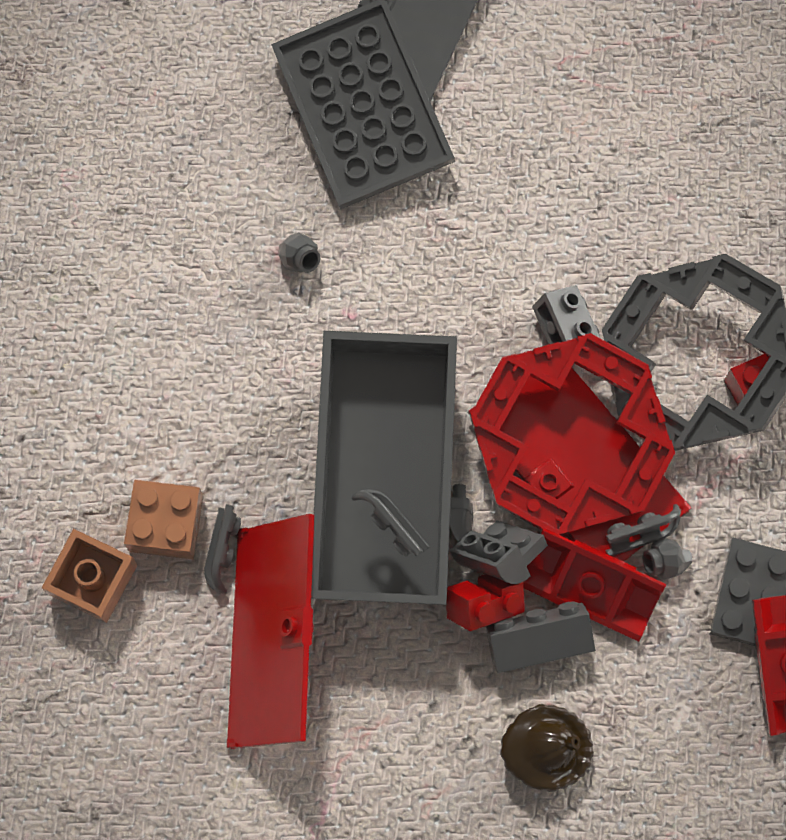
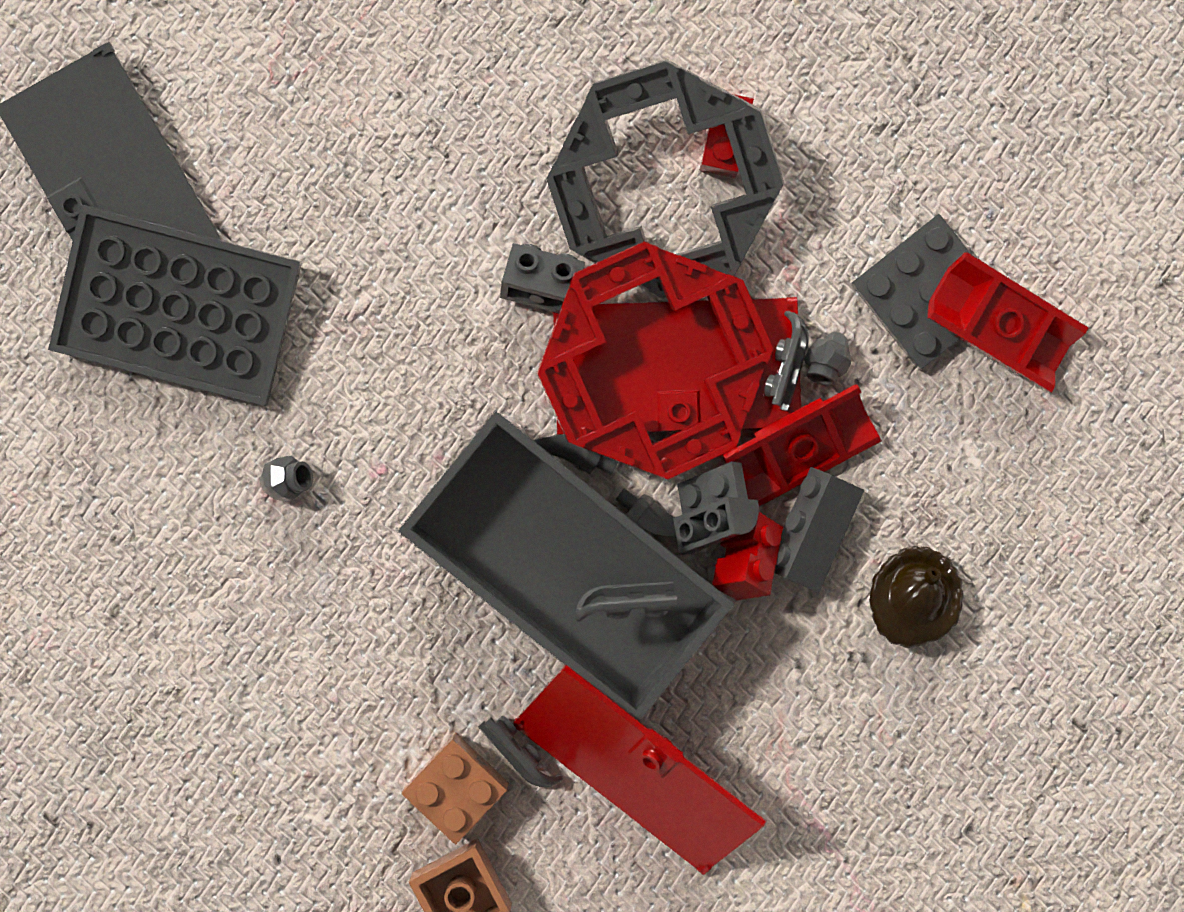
camera: 50 degrees left, 15 degrees up
(465, 437) = (583, 458): none -> dark grey bar

